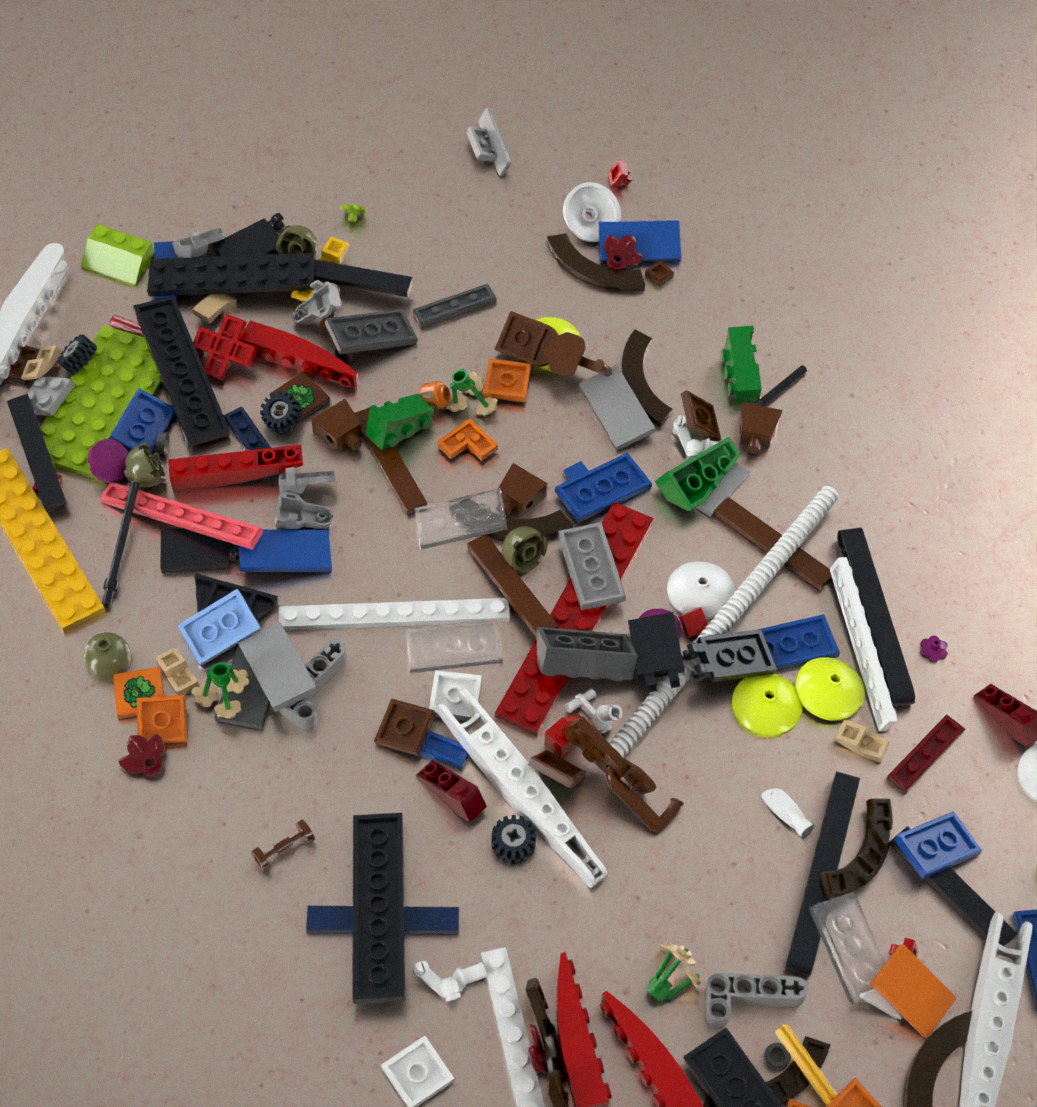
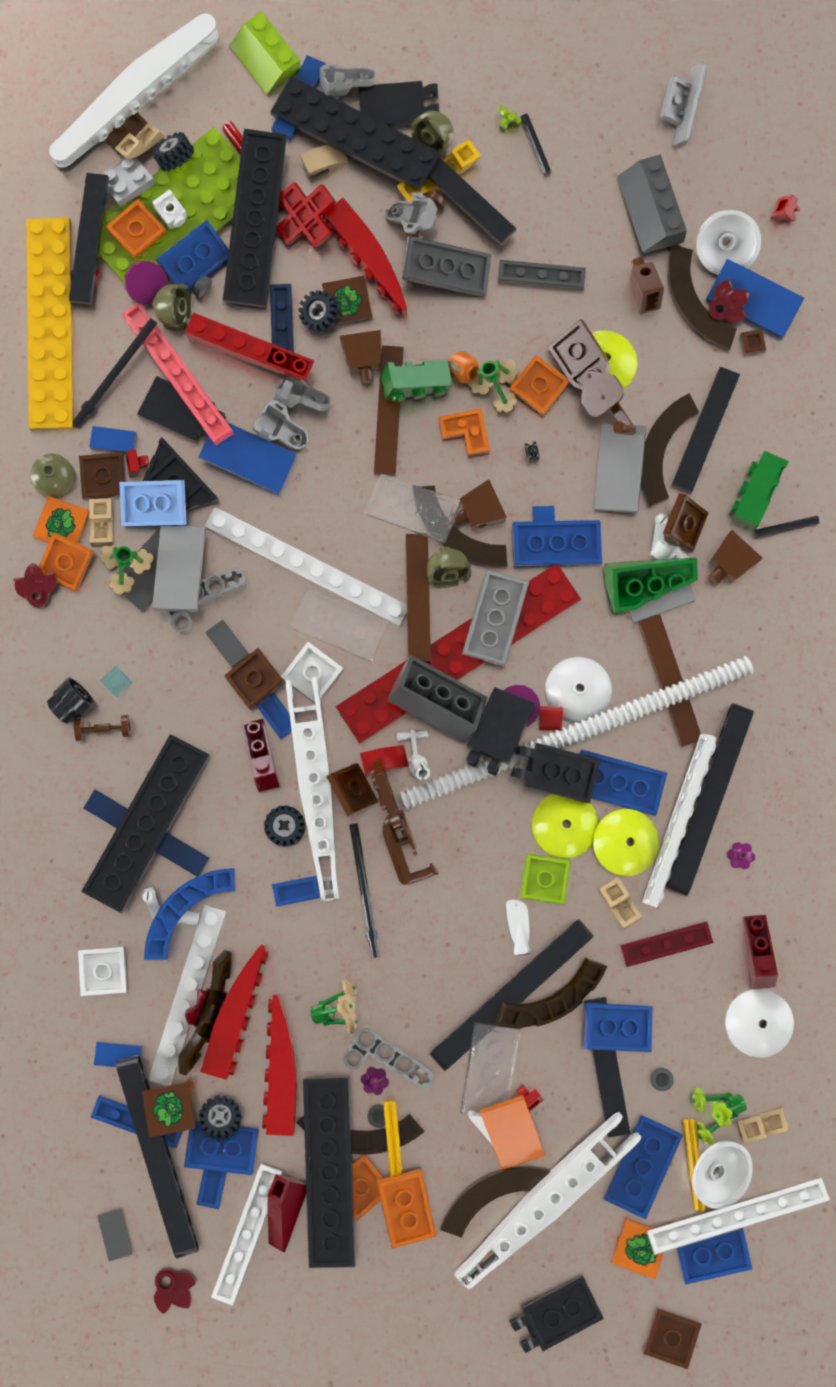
camera: 30 degrees right, 25 degrees up
(76, 425) = (136, 229): none -> orange tile
(100, 395) = (164, 204): none -> white brick
(149, 600) = (112, 439): none -> blue tile
(155, 634) = (101, 475): none -> reddish brown tile
(181, 606) = (135, 463): none -> red tile
(237, 835) = (70, 701): none -> black piece
(271, 800) = (116, 681): none -> clear light blue tile
(359, 713) = (227, 643): none -> dark grey tile
(388, 221) = (535, 144): none -> black bar
(456, 960) = (178, 903): none -> blue tile
(513, 215) = (652, 204): none -> dark grey slope
(534, 430) = (532, 451): none -> black bush
(547, 270) = (646, 285): none -> reddish brown torso
(561, 893) = (296, 891): none -> blue tile
(657, 890) = (371, 934): none -> black bar
(666, 349) = (705, 429): none -> black tile
(746, 1030) = (374, 1074): none -> magenta plant
(782, 757) = (545, 879): none -> lime tile
(1008, 871) = (661, 1079): none -> dark grey tile

